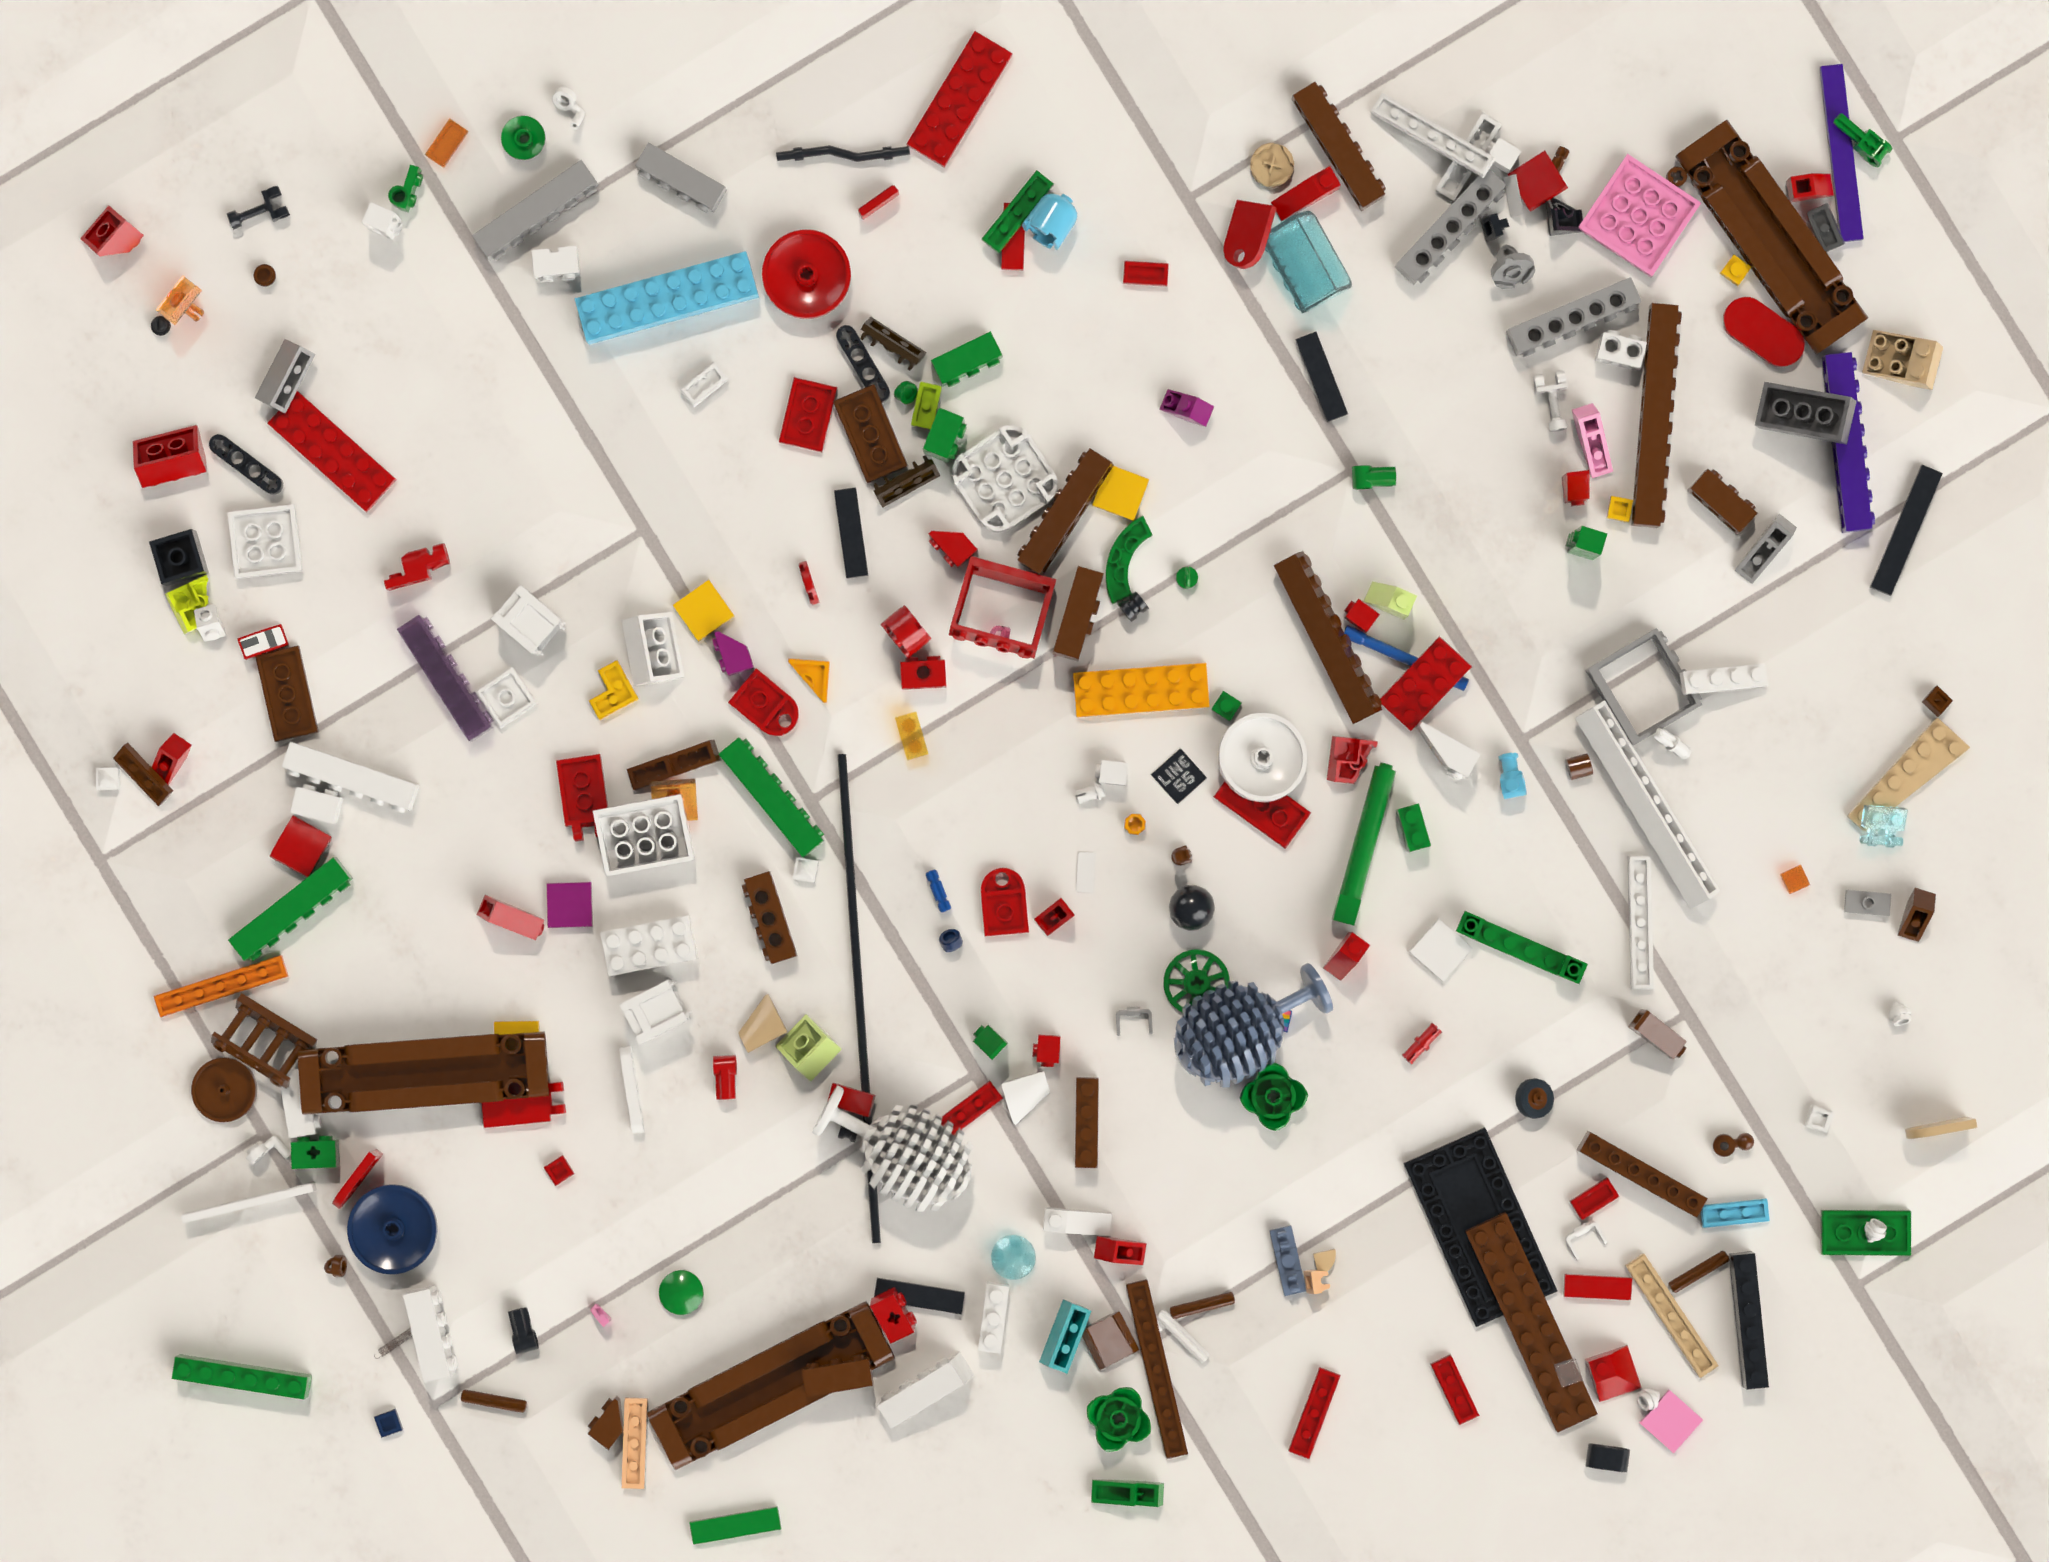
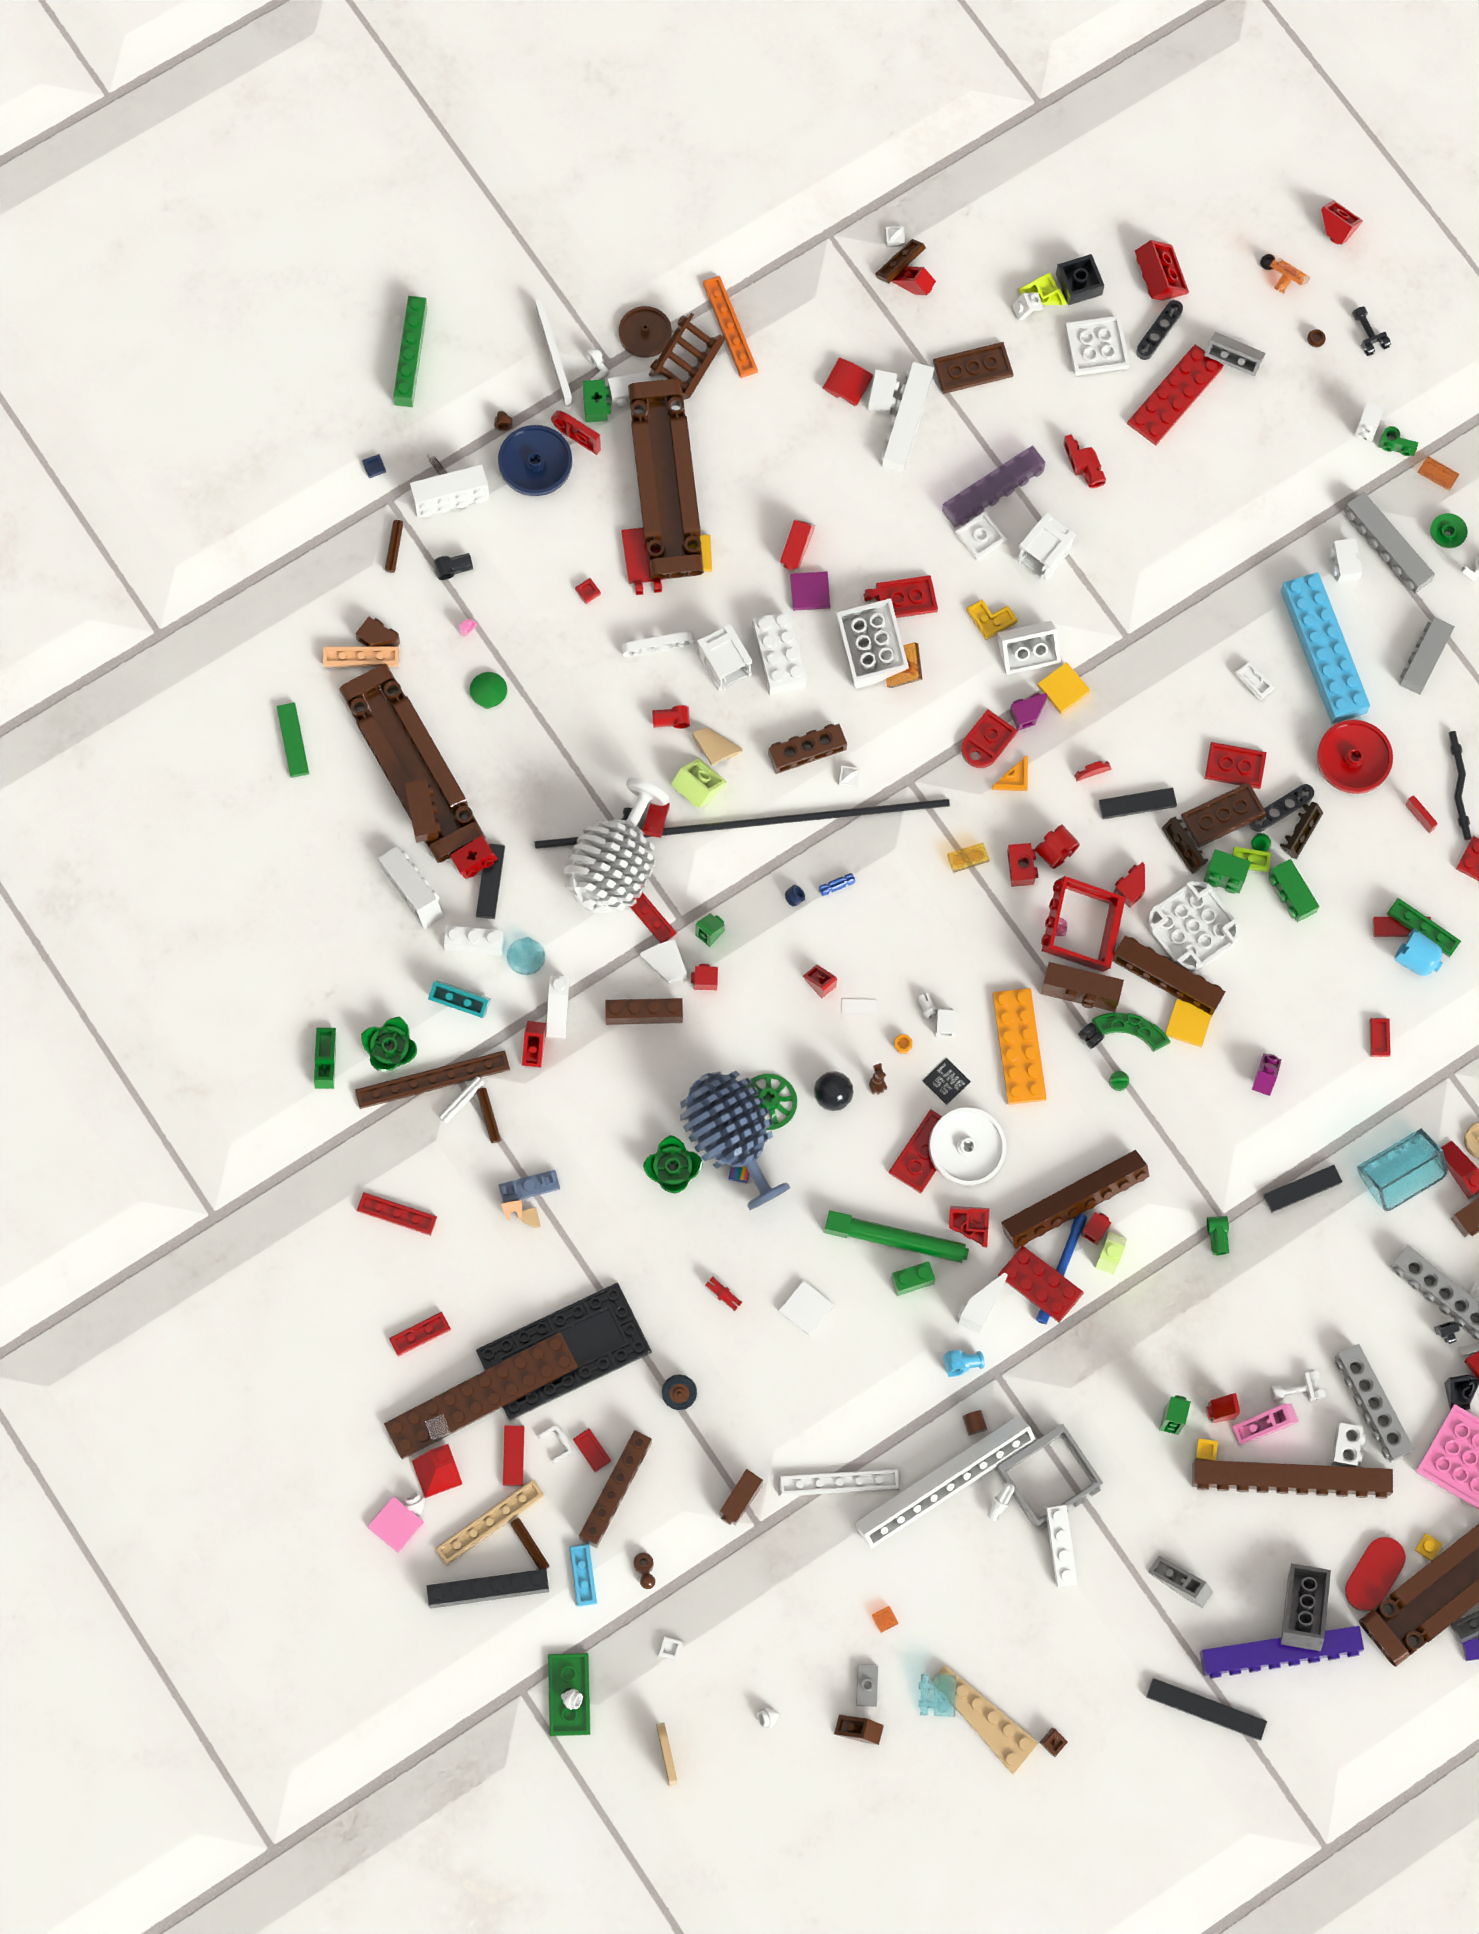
camera: 80 degrees right, 15 degrees down
(263, 641) = (1015, 347): slope -> none
(290, 909) = (795, 375): green brick -> none
(674, 764) = (933, 671): reddish brown slope -> none
(771, 797) = (909, 746): green brick -> none
(1004, 905) = (826, 939): red tile -> none
(1109, 1340) = (456, 1038): slope -> none
(1133, 1011) = (740, 1049): light grey piece -> none
(1226, 706) = (1009, 1117): green plate -> none
(1248, 233) = (1422, 1119): red tile -> none
(1346, 955) = (799, 1223): red slope -> none
(1511, 268) = (1412, 1345): light grey tile -> none
(1521, 948) = (813, 1373): green slope -> none
(1607, 1457) = (362, 1468): black beam -> none
(1723, 500) = (1221, 1541): reddish brown brick -> none
(1903, 359) = (1361, 1700): tan slope -> none

